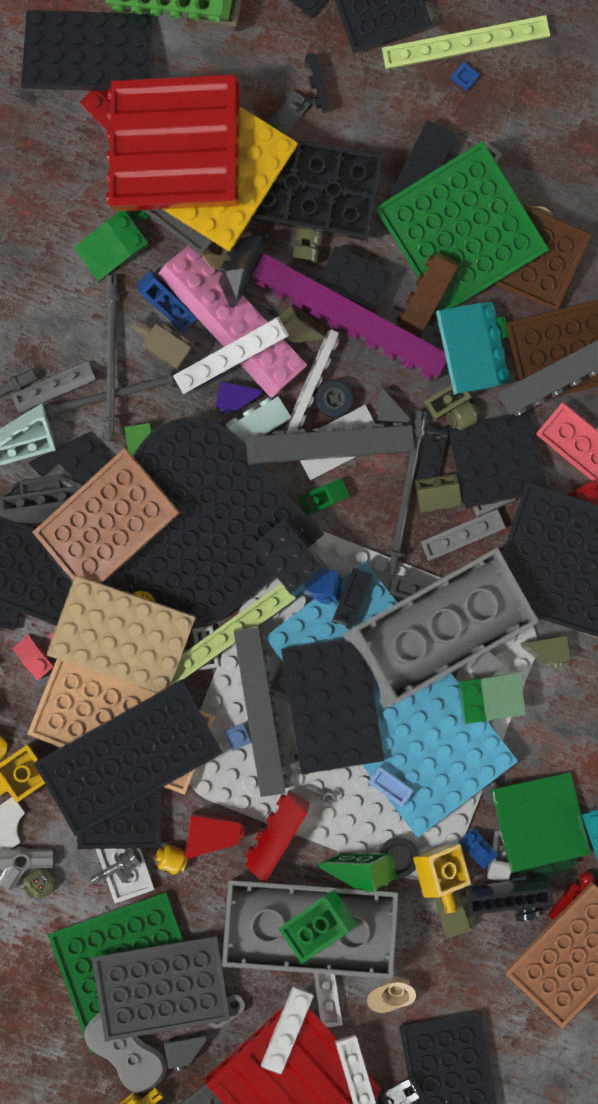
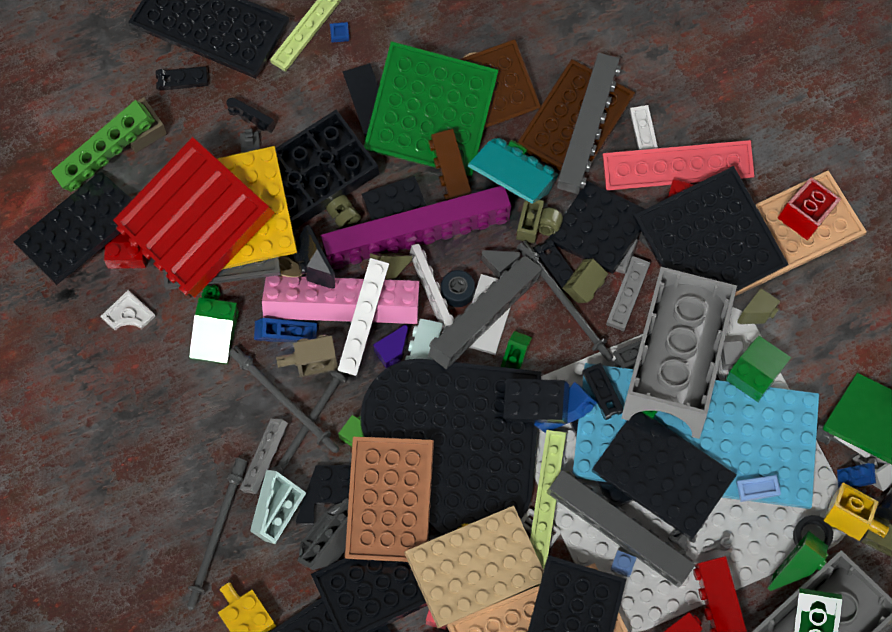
camera: 45 degrees left, 20 degrees down
(62, 161) = (128, 311): none -> white tile

